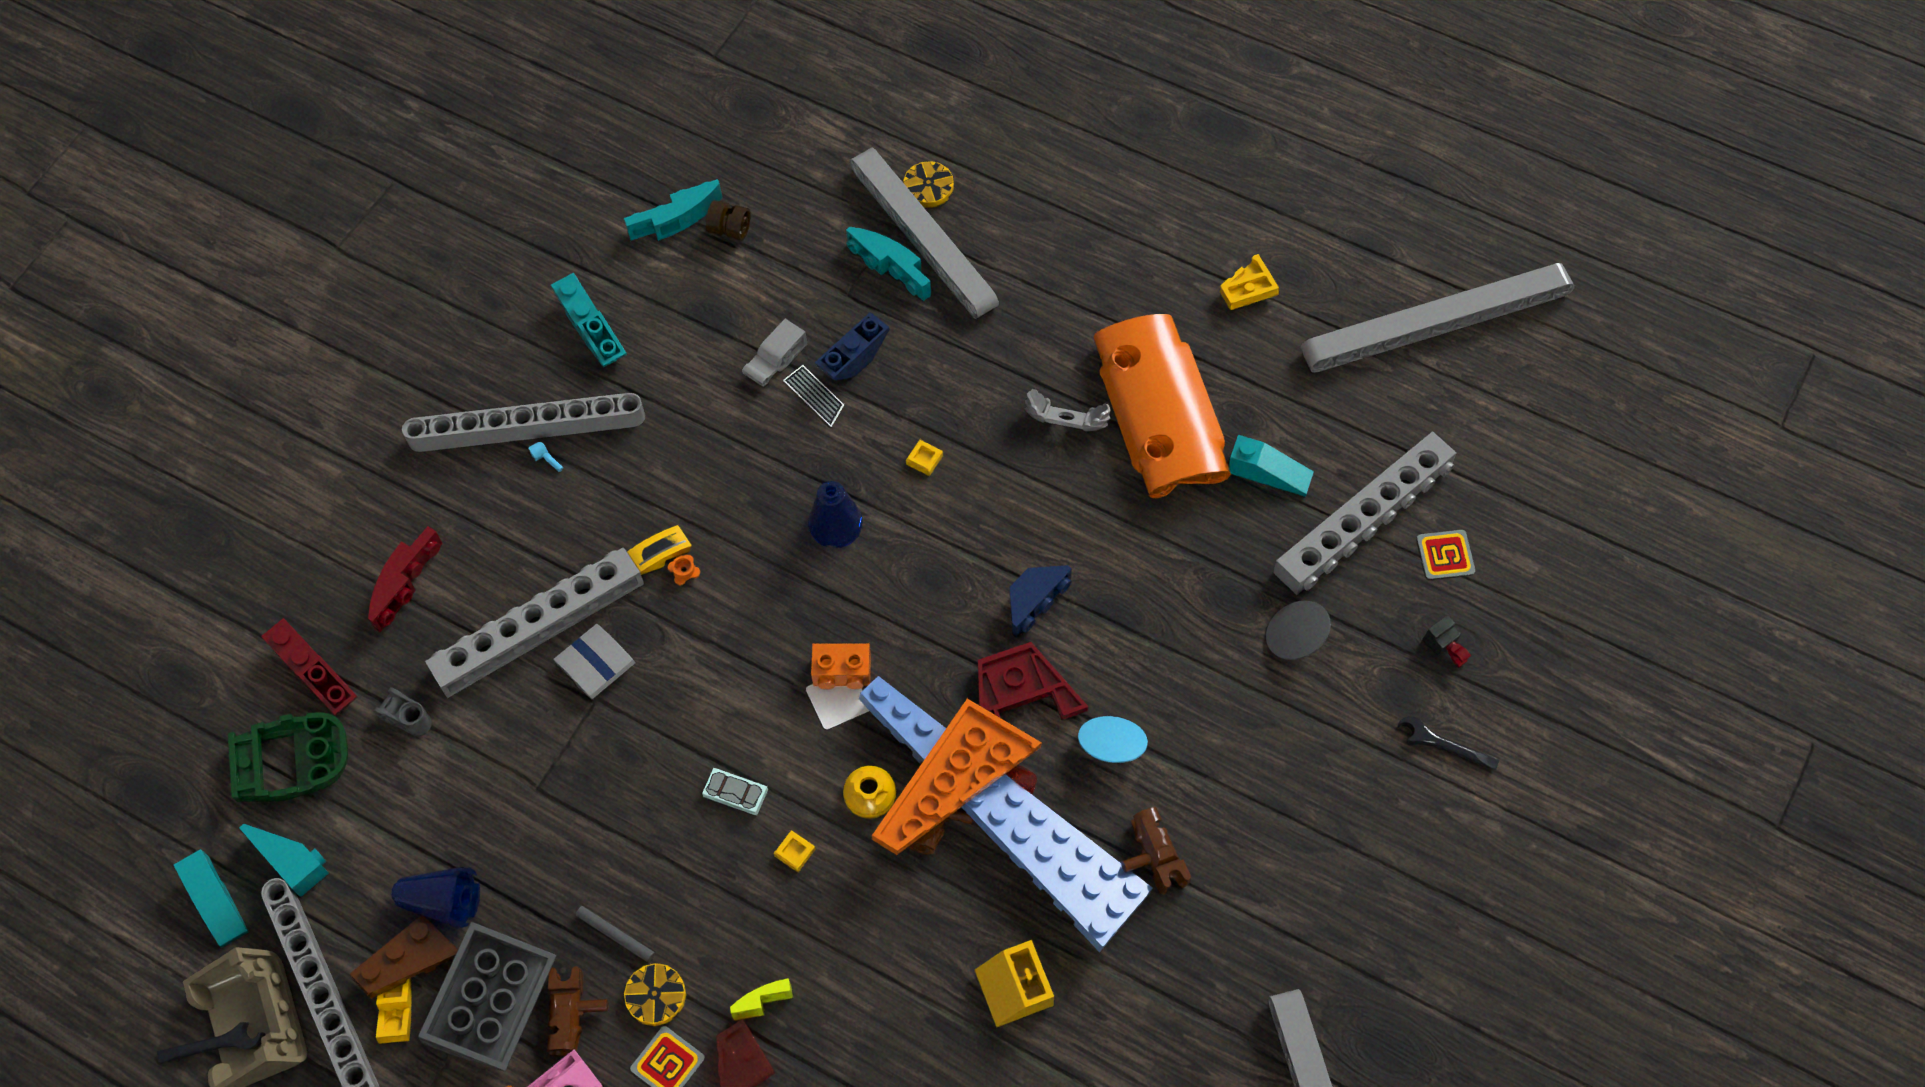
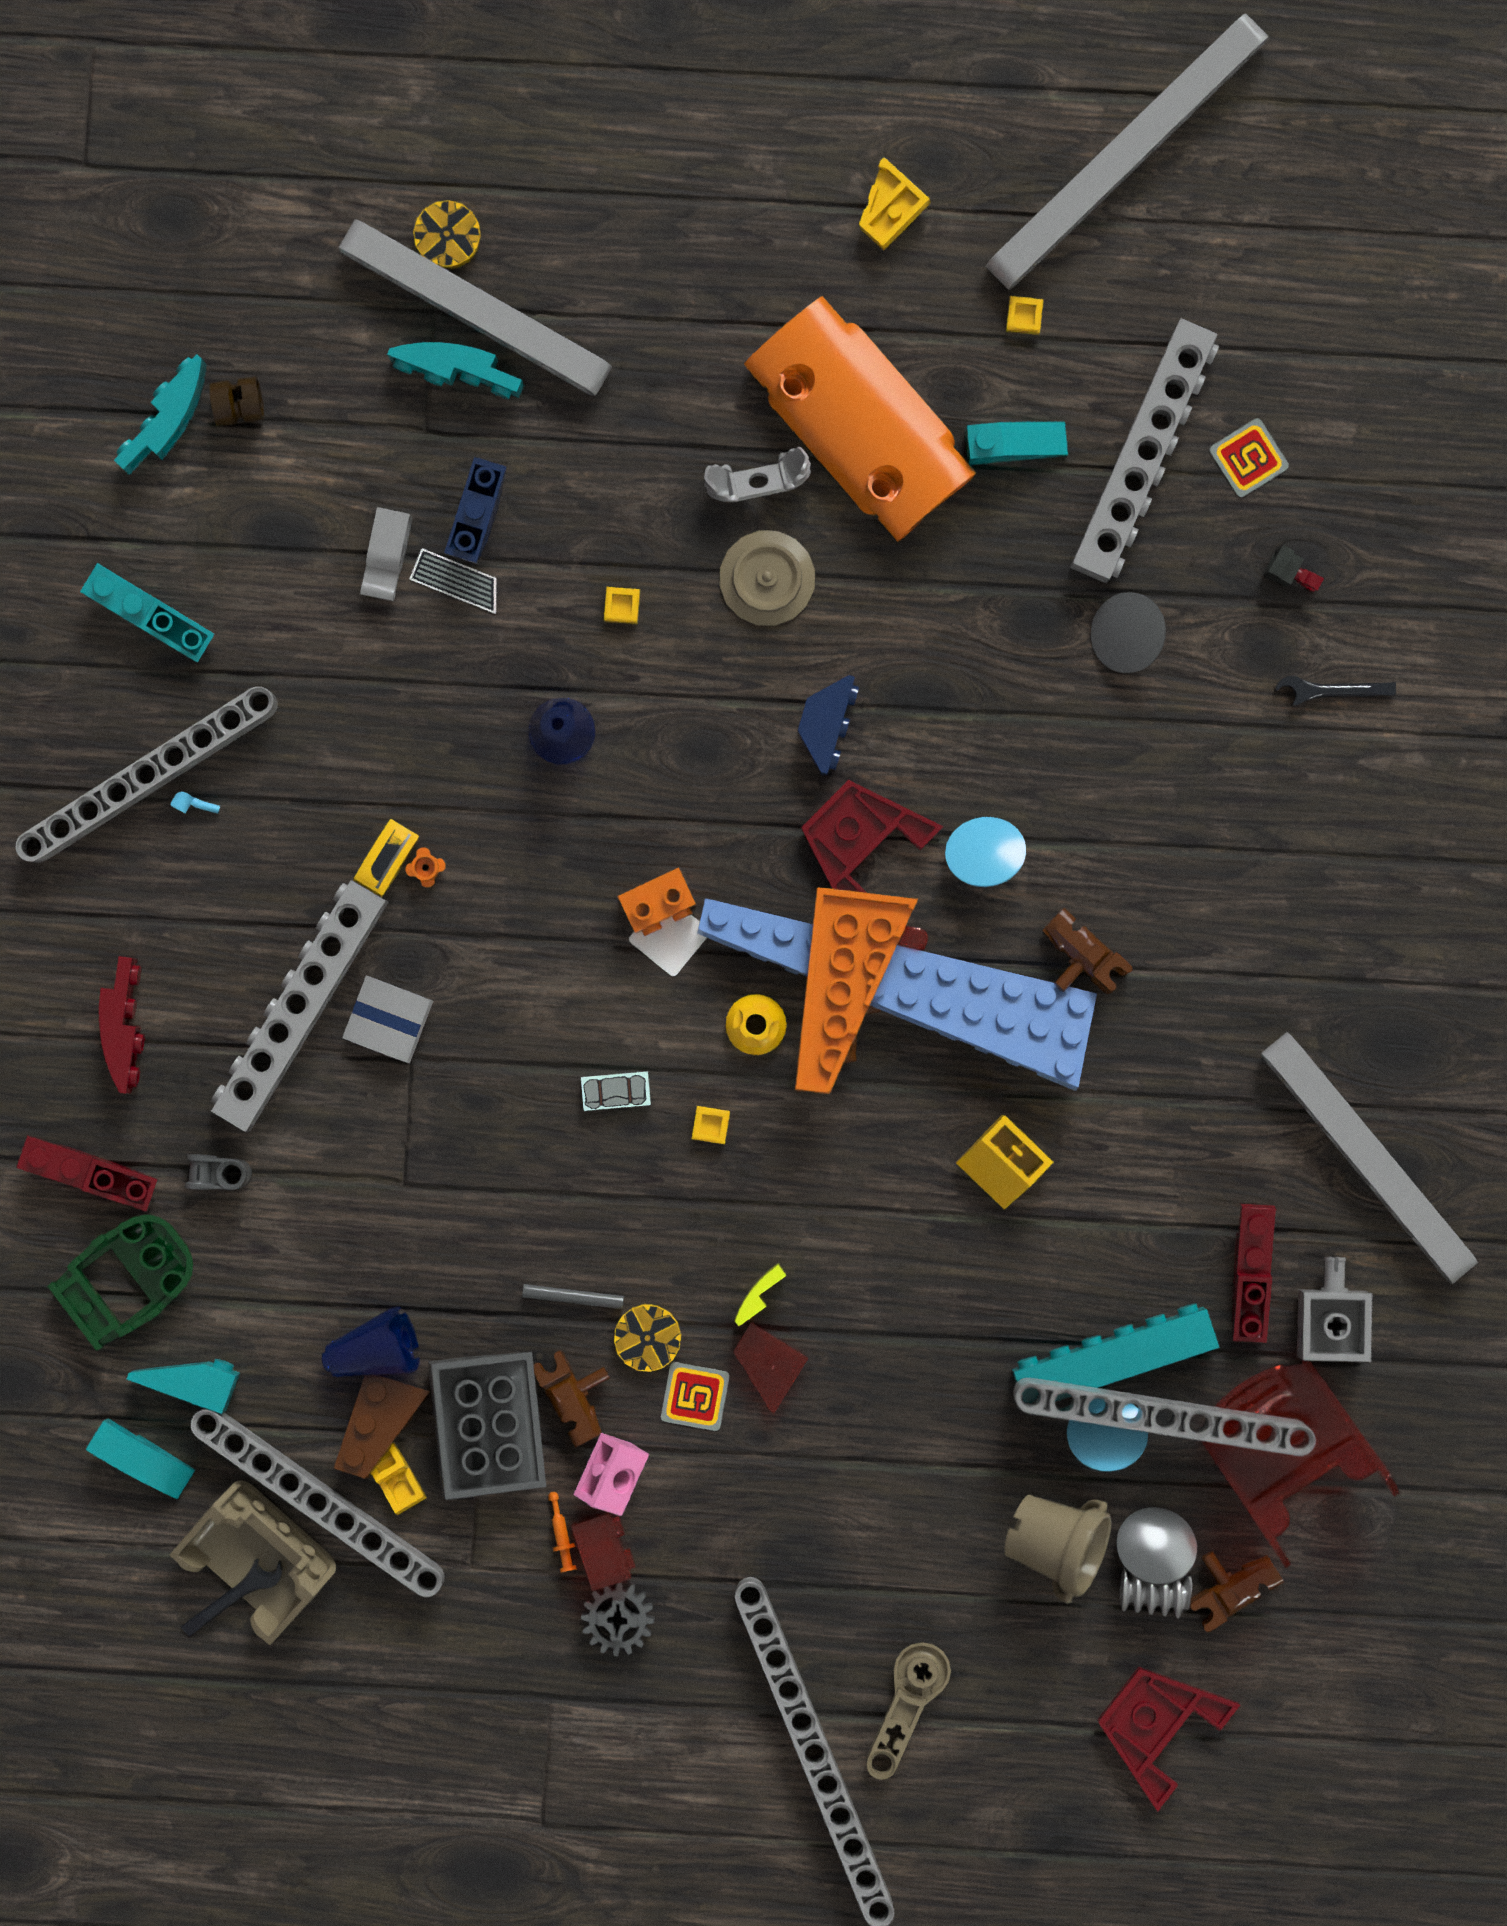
camera: 25 degrees left, 25 degrees up
(1040, 485) = (767, 578): none -> dark tan piece
(1315, 392) = (1024, 315): none -> yellow tile

